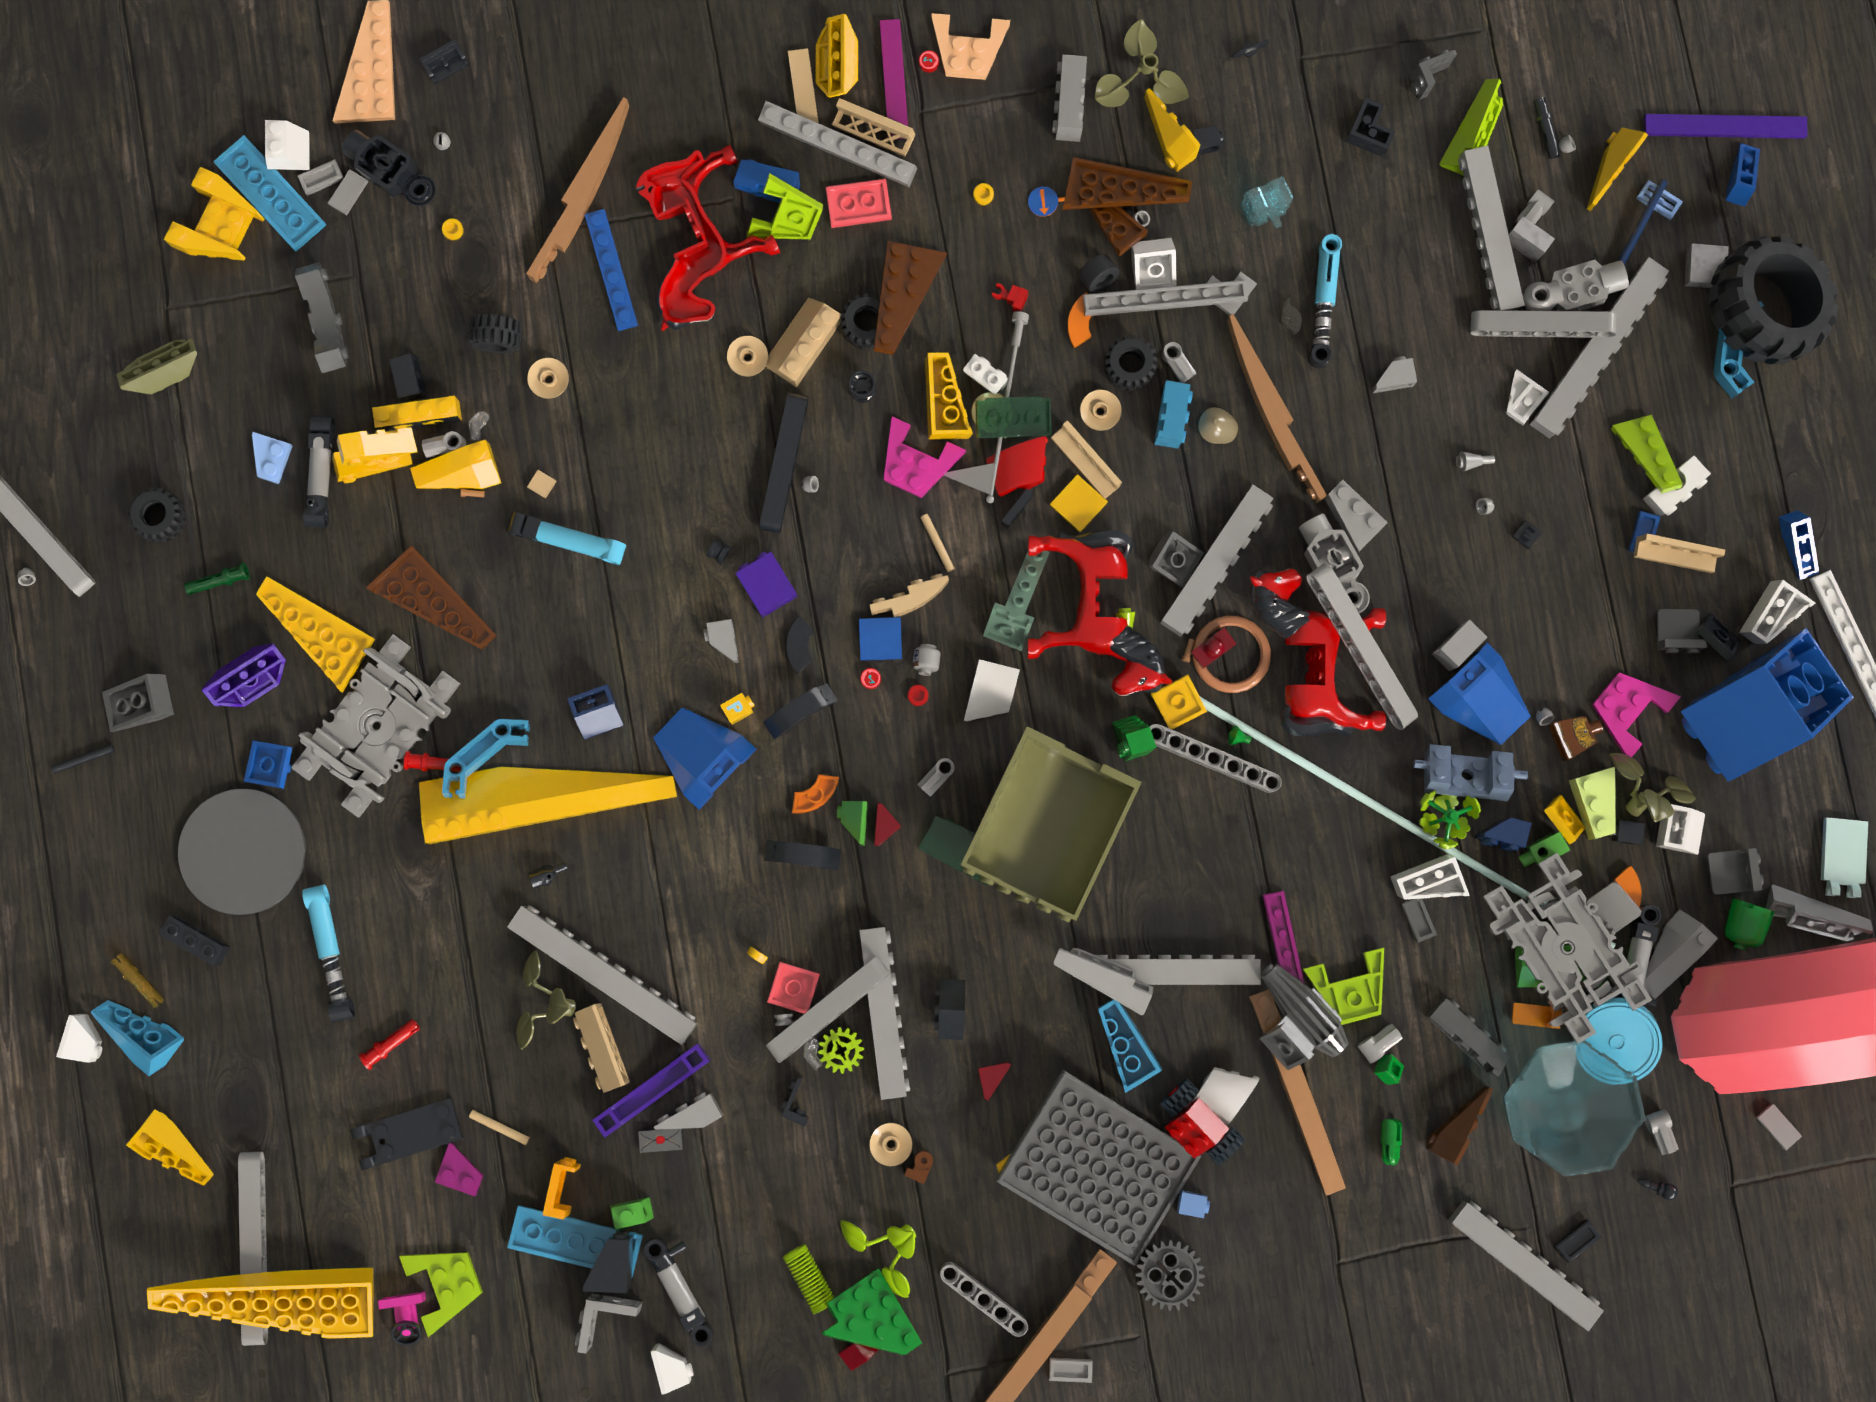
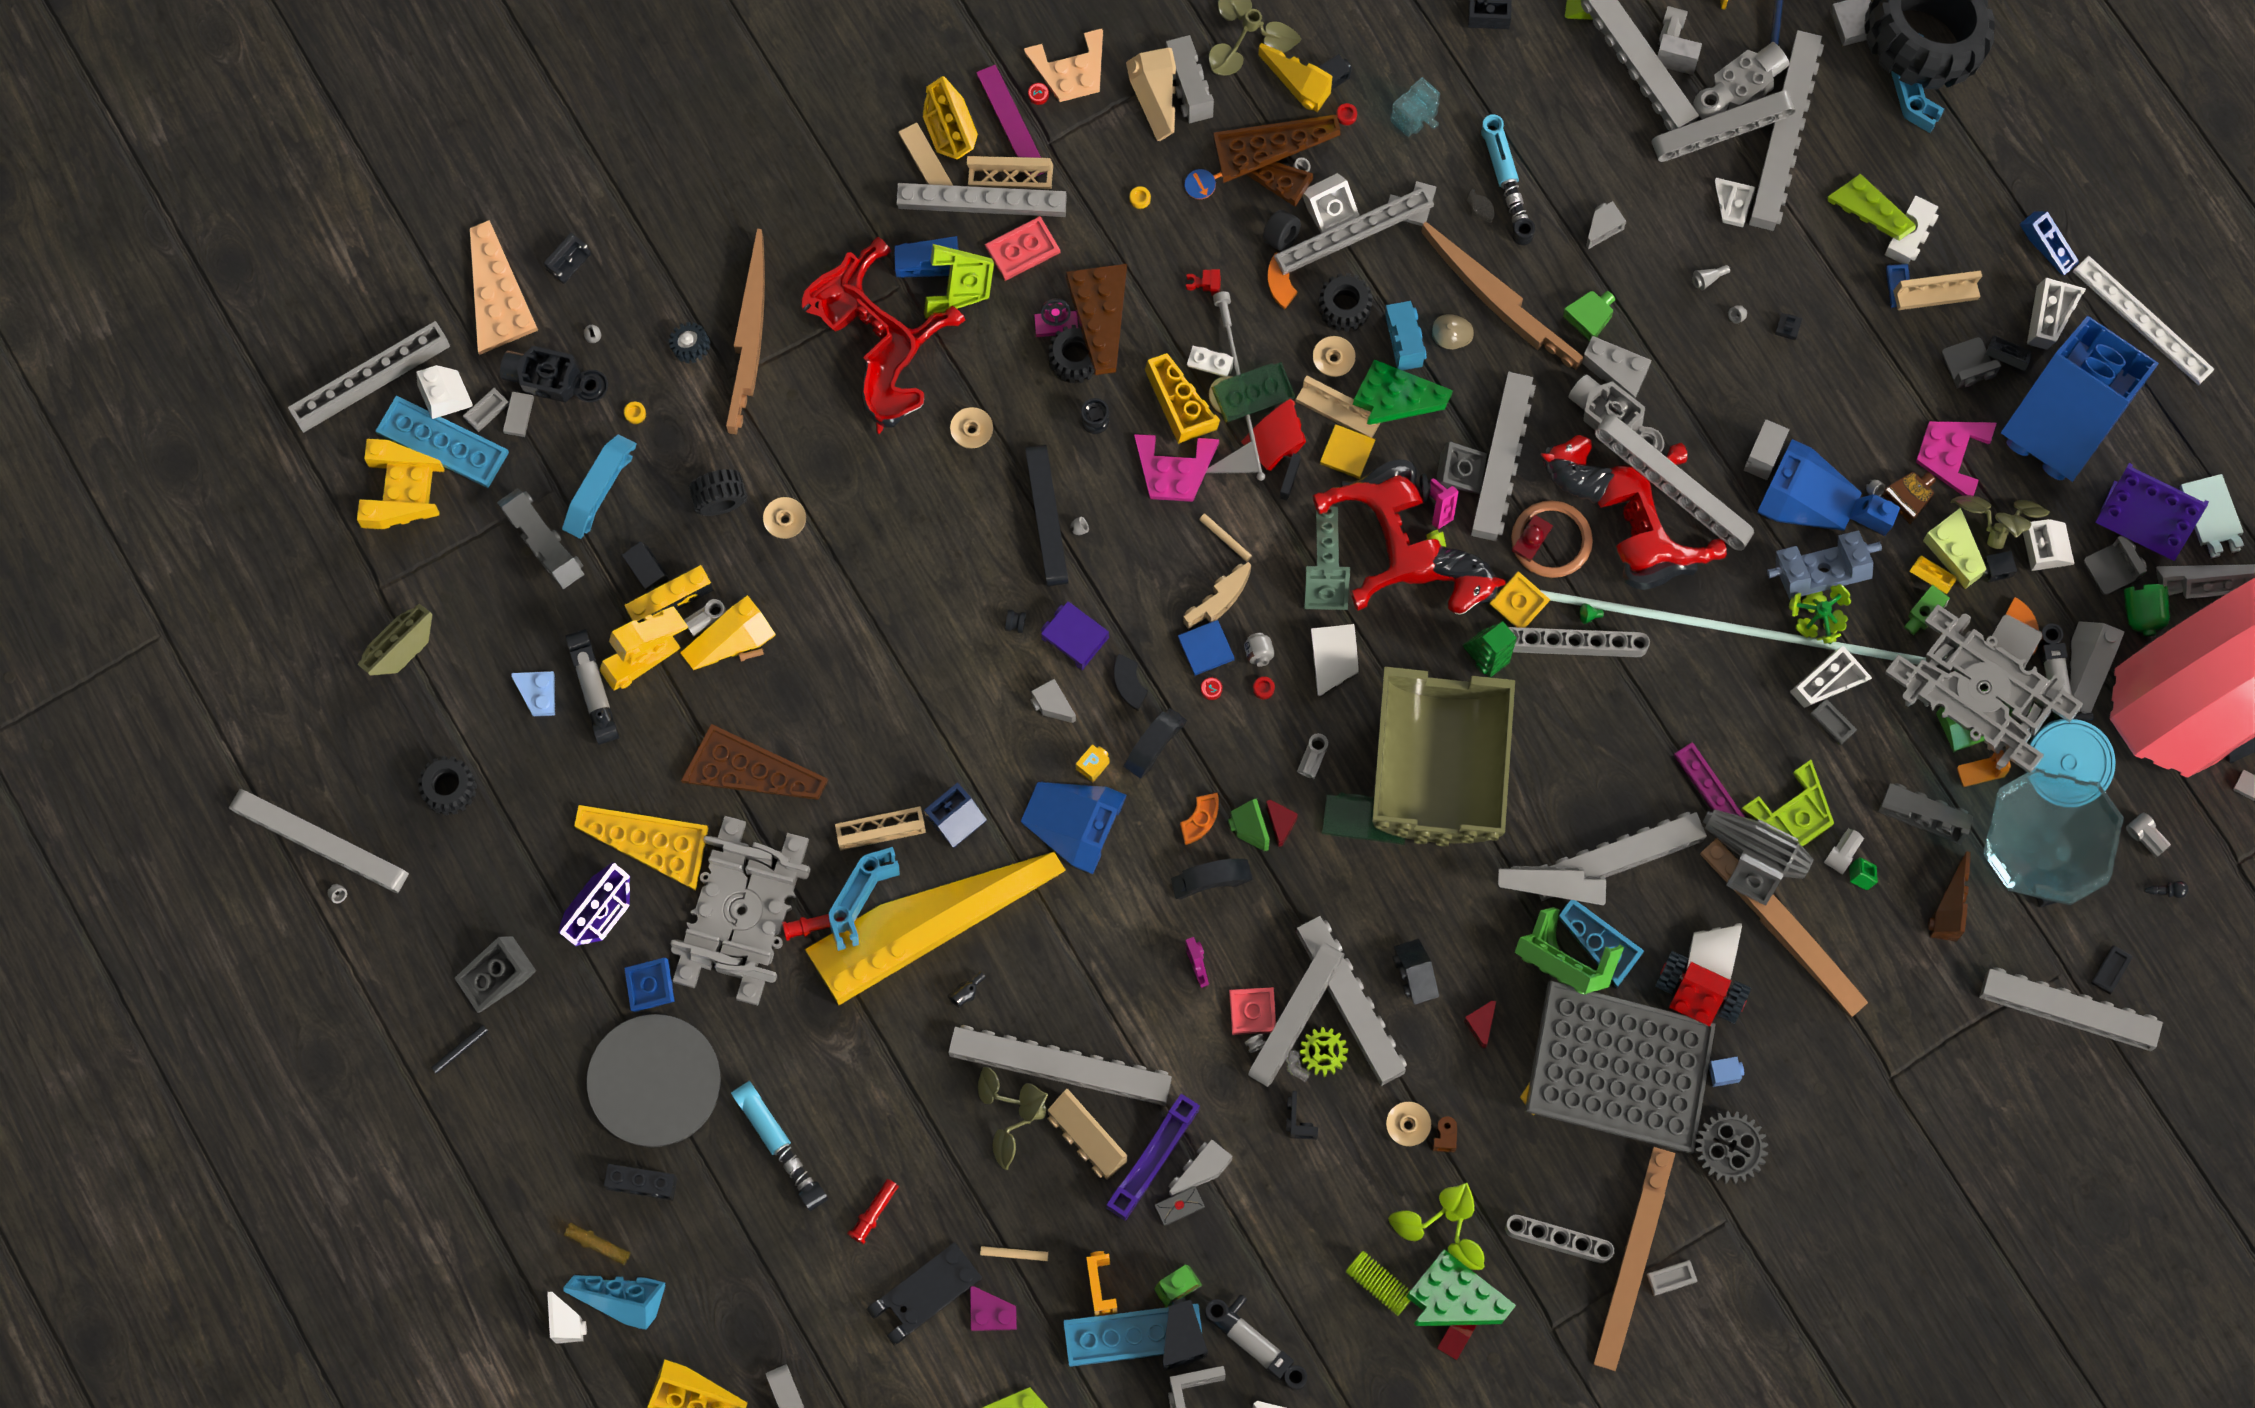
camera: 15 degrees left, 10 degrees down
(224, 108) = (369, 376): none -> light grey brick
(226, 576) = (538, 820): dark green pin -> none
(390, 285) = (597, 484): none -> dark azure piece
(476, 424) = (730, 585): clear arm -> none
(523, 182) = (689, 342): none -> black wheel
(523, 703) = (882, 833): none -> tan fence
(541, 484) = (816, 621): tan tile -> none
(541, 531) = (830, 664): medium azure piece -> none
(611, 270) = (806, 395): blue plate -> none
(757, 955) = (1204, 991): yellow tile -> none
(760, 919) = (1195, 954): none -> magenta wing
(803, 341) = (1020, 394): tan slope -> none
(860, 281) = (1054, 318): none -> dark pink piece
(1034, 90) = (1152, 81): none -> tan wedge
(1072, 1041) = (1543, 951): none -> bright green piece
(1144, 468) = (1398, 394): none -> green wing
(1148, 583) = (1445, 500): none -> dark pink piece
(1178, 364) = (1391, 287): light grey piece -> none
(1186, 658) = (1509, 554): medium nougat piece -> none
(1202, 184) = (1346, 114): none -> red tile
(1350, 456) = (1590, 313): none -> bright green torso
(1391, 1140) = (1893, 939): green arm -> none
(1508, 833) = (1883, 609): dark blue slope -> none
(1537, 745) = (1877, 515): none -> blue torso
(1787, 841) = (2150, 512): none -> dark purple bracket

